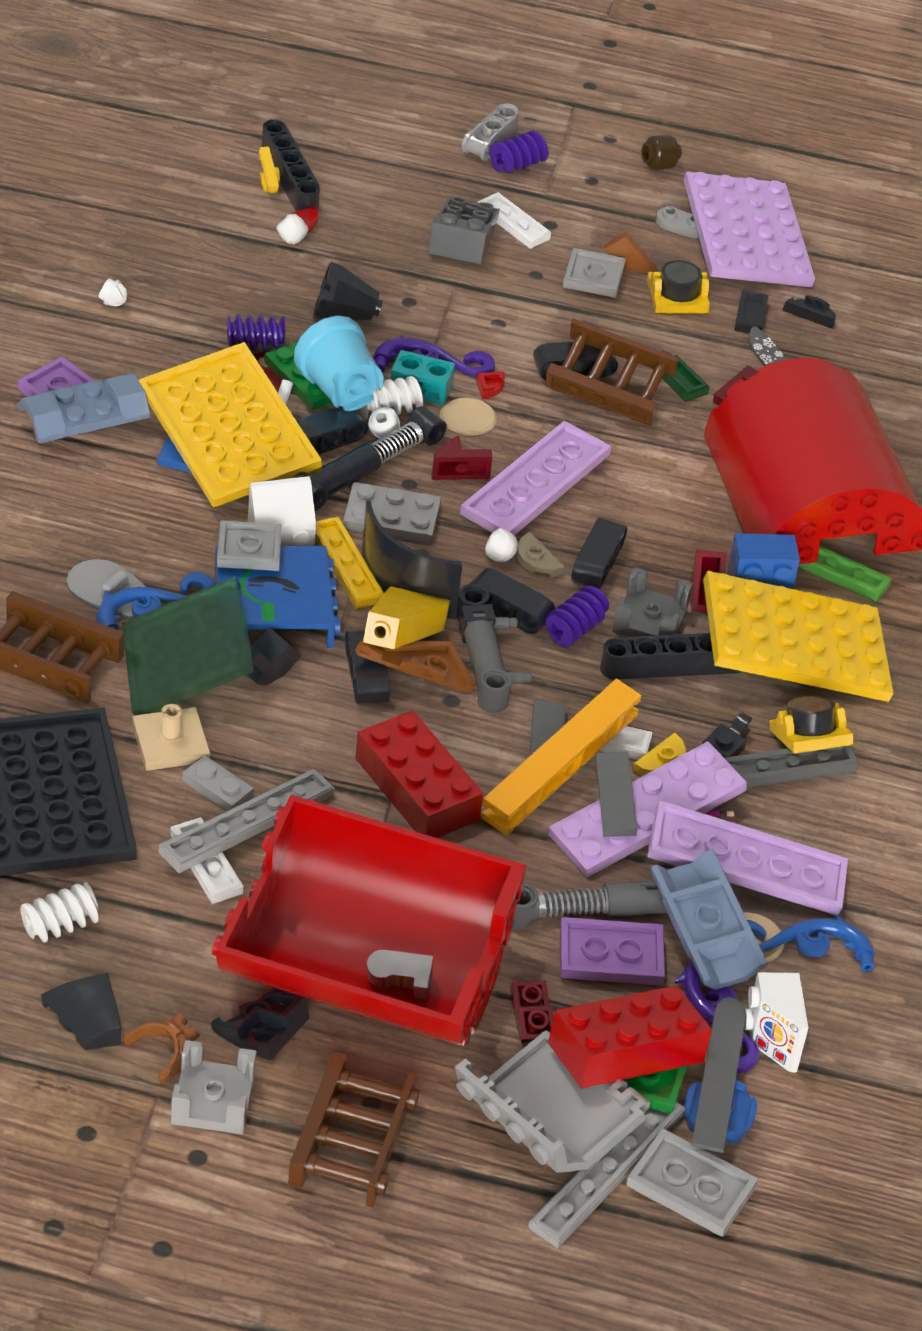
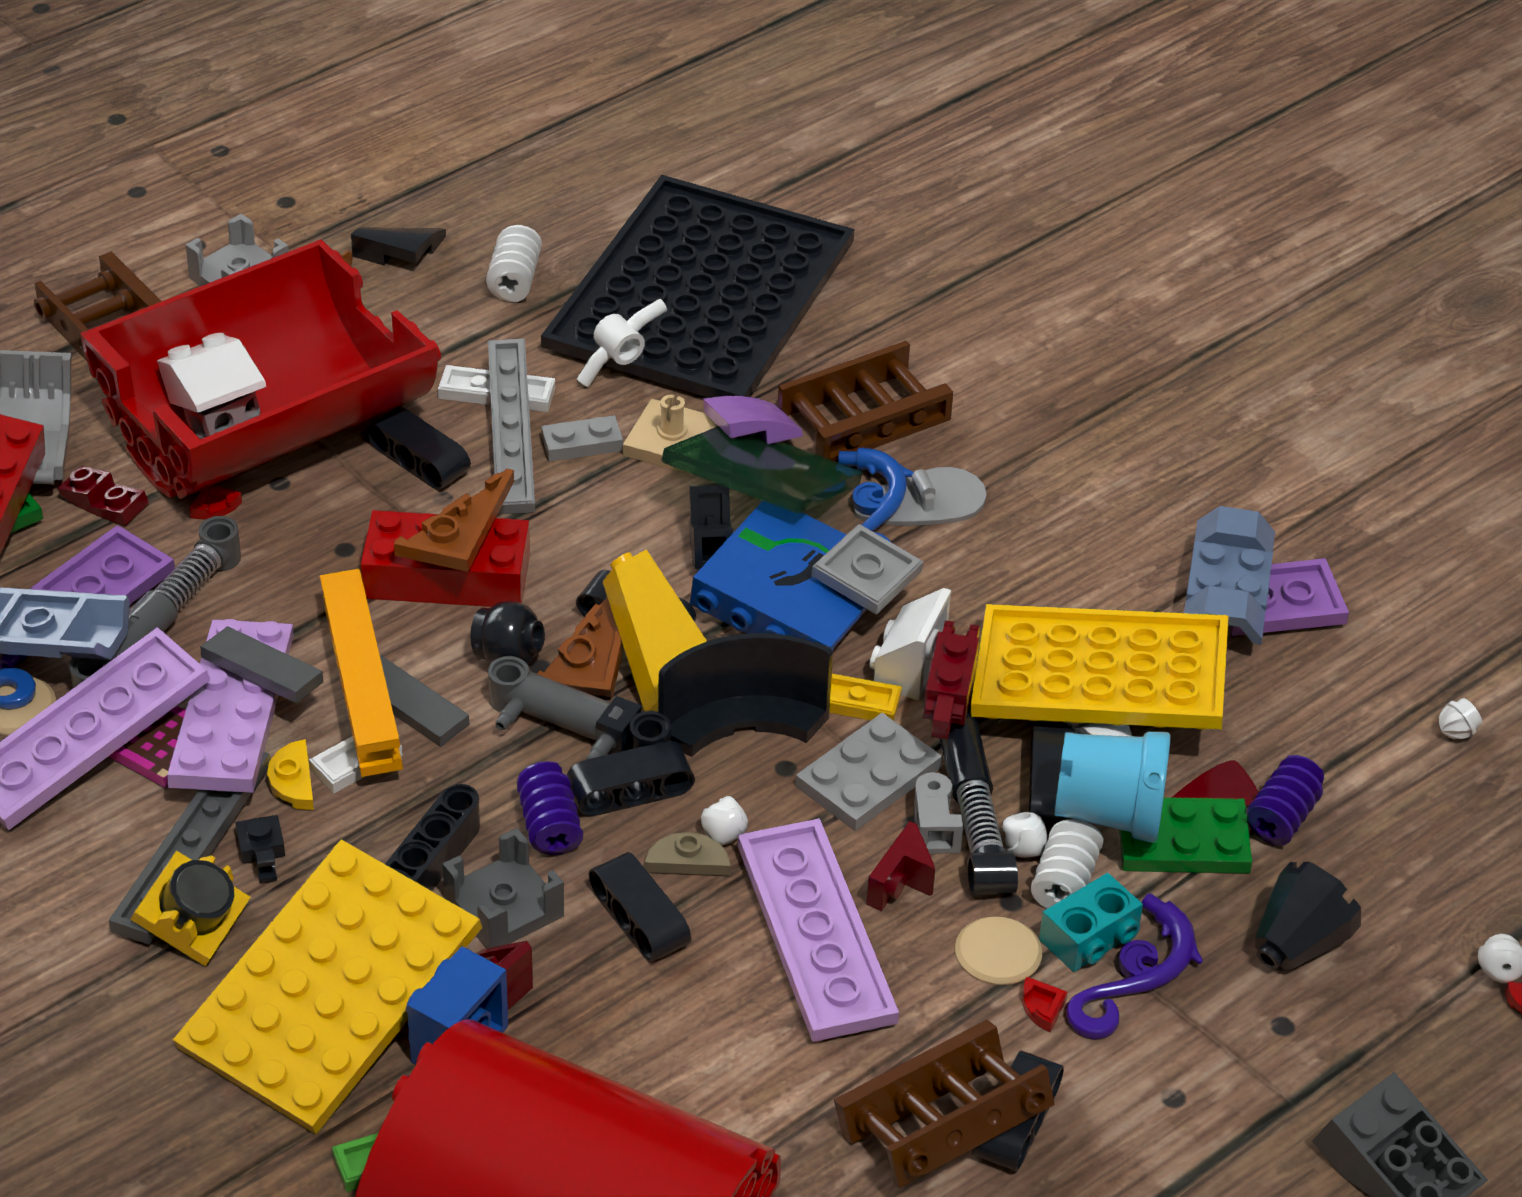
camera: 130 degrees right, 0 degrees up
(116, 785) = (619, 340): none -> white piece
(129, 688) = (751, 415): none -> medium lavender slope
(325, 462) = (951, 678): none -> dark red hinge
(395, 966) = (209, 373): none -> white slope
(404, 466) = (932, 814): none -> light grey leg
(423, 738) = (460, 529): none -> dark orange wing
(461, 703) = (506, 631): none -> black piece

